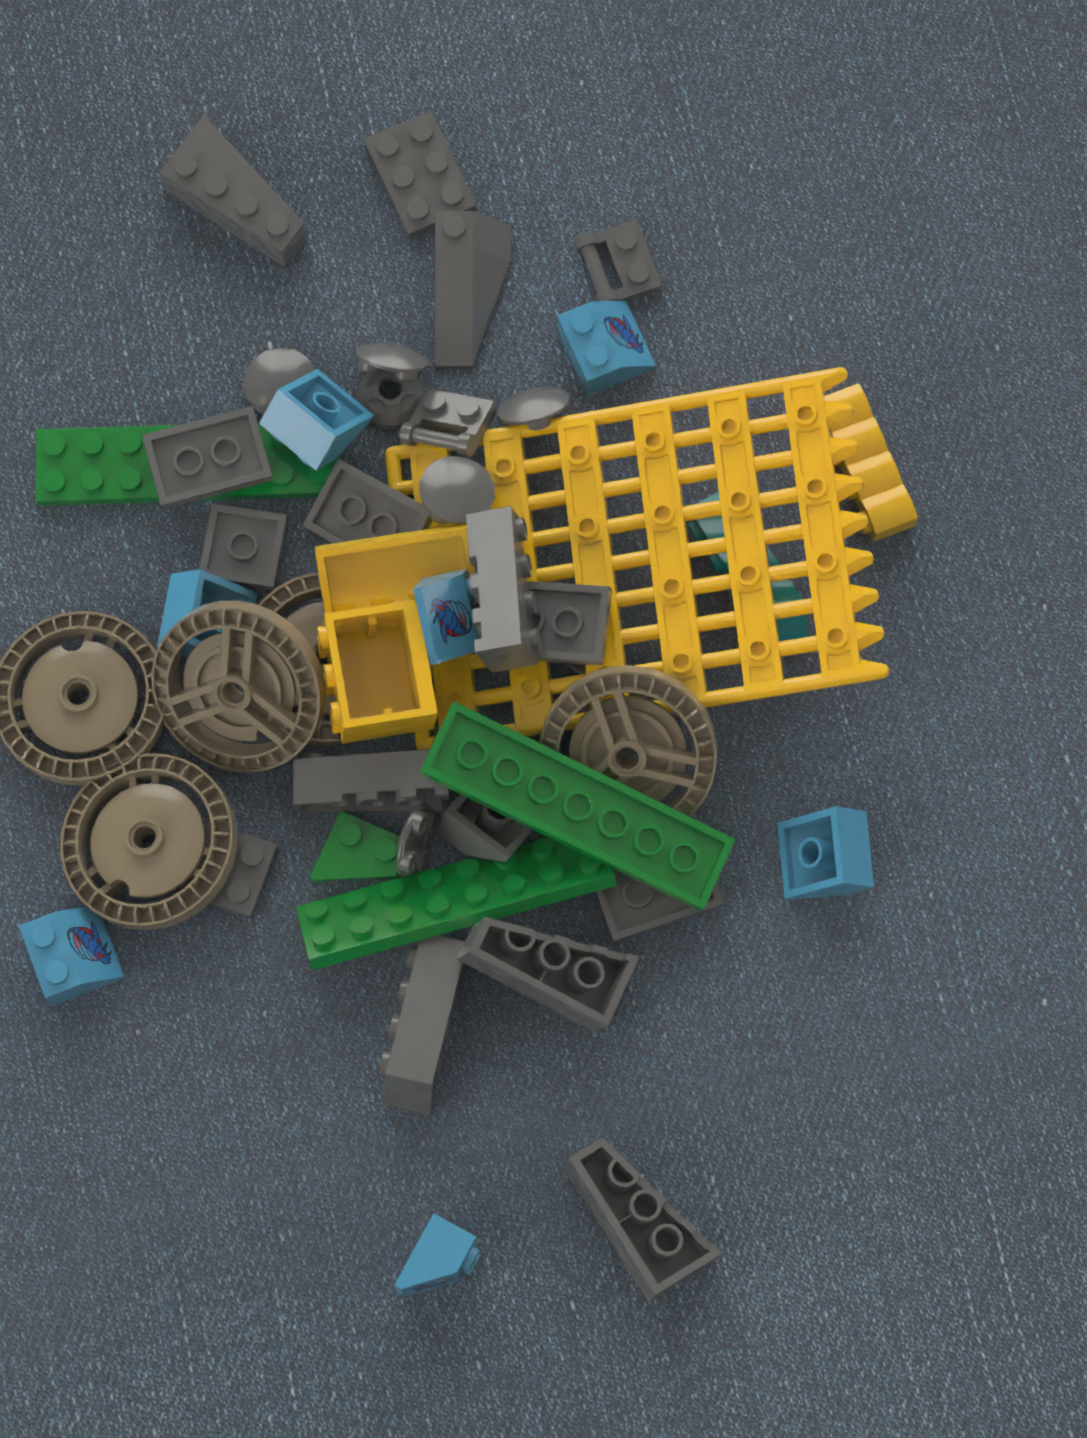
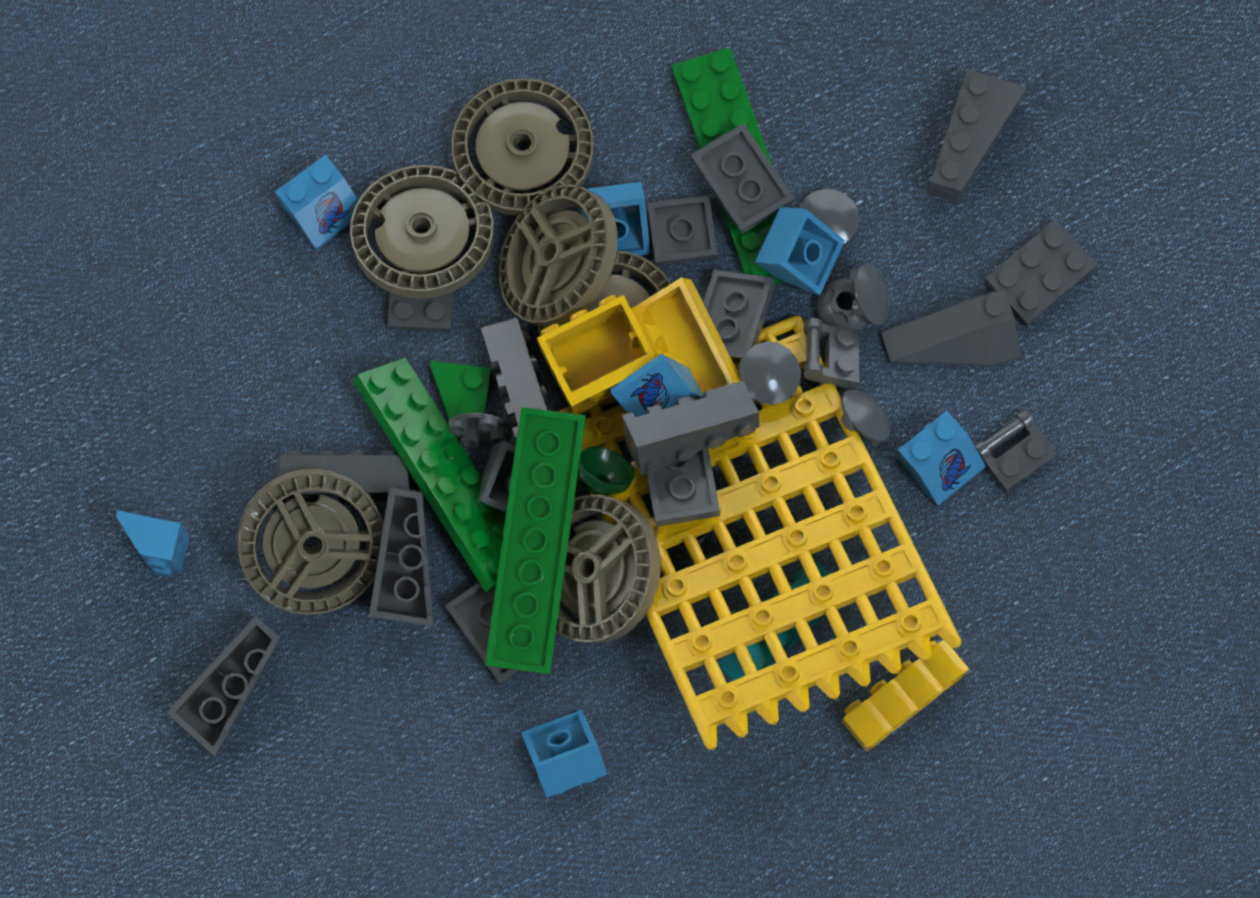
camera: 75 degrees right, 0 degrees up
(469, 1091) = (296, 522): none -> dark tan piece
(520, 702) = (605, 471): none -> dark green piece

